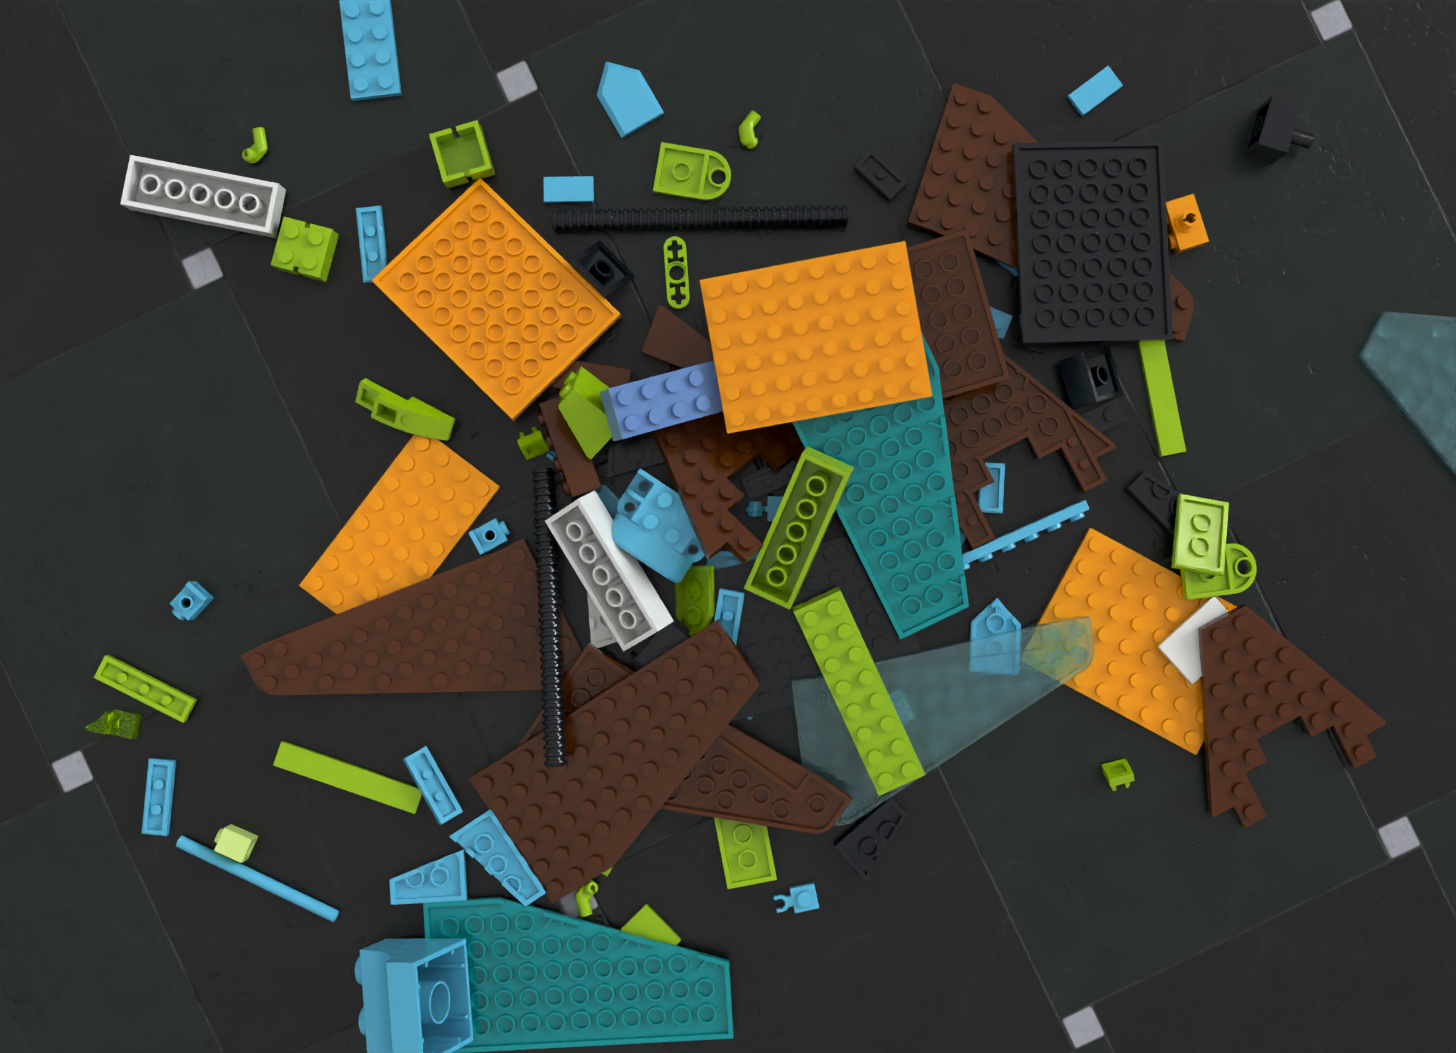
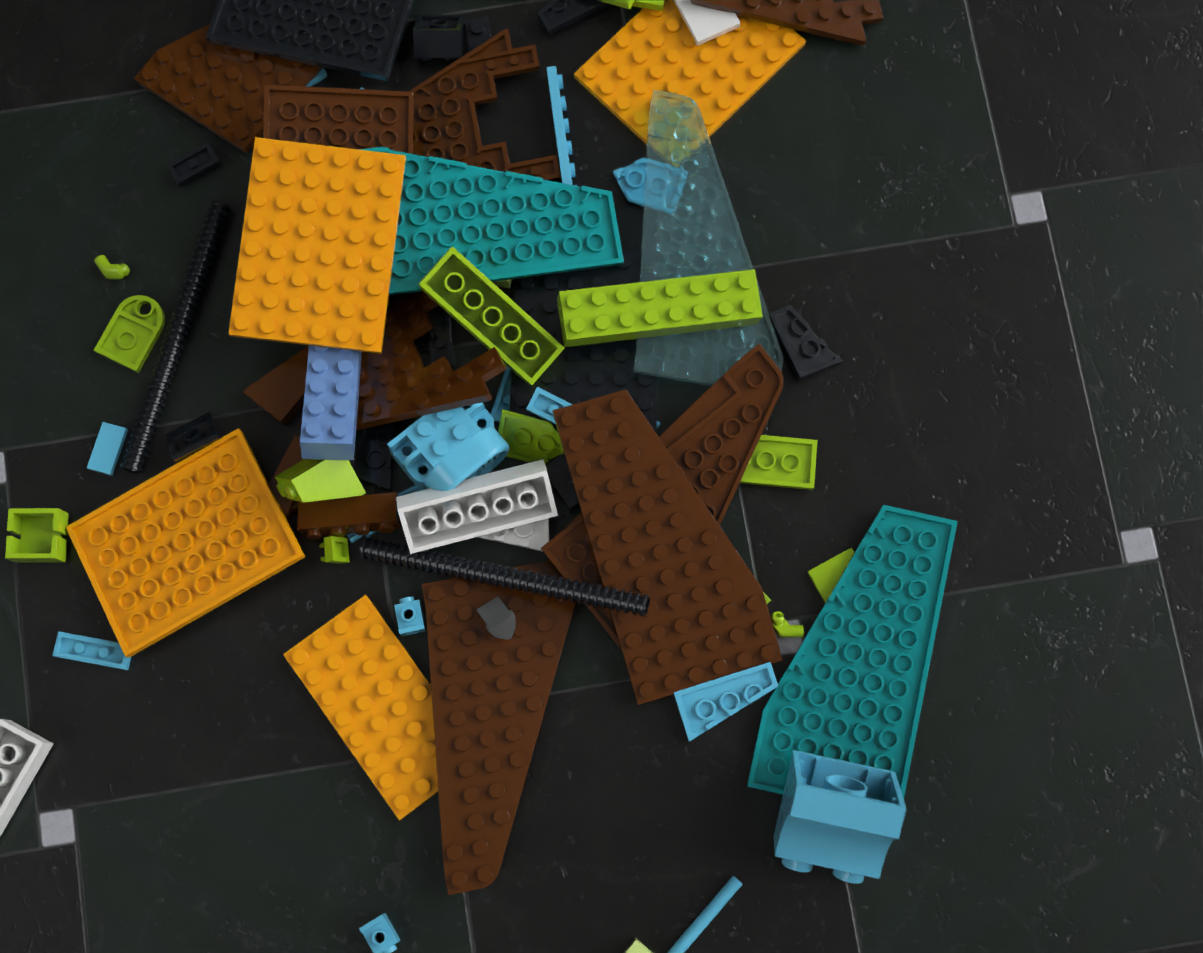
camera: 75 degrees left, 10 degrees down
(304, 247) = (71, 715): lime piece -> none
(348, 777) = (602, 827): lime tile -> none
(403, 414) = (264, 665): lime slope -> none
(432, 785) = (634, 743): medium azure plate -> none
(433, 882) = (729, 771): medium azure wing -> none
(508, 623) = (498, 619): none -> dark grey tile
(627, 98) = (42, 371): medium azure tile -> none
(668, 255) = (204, 361): lime beam -> none
(756, 509) = (469, 345): medium azure plate -> none
(802, 897) = (841, 424): medium azure plate -> none
(991, 496) = (517, 149): medium azure tile -> none
(1118, 773) = (803, 111): lime tile -> none

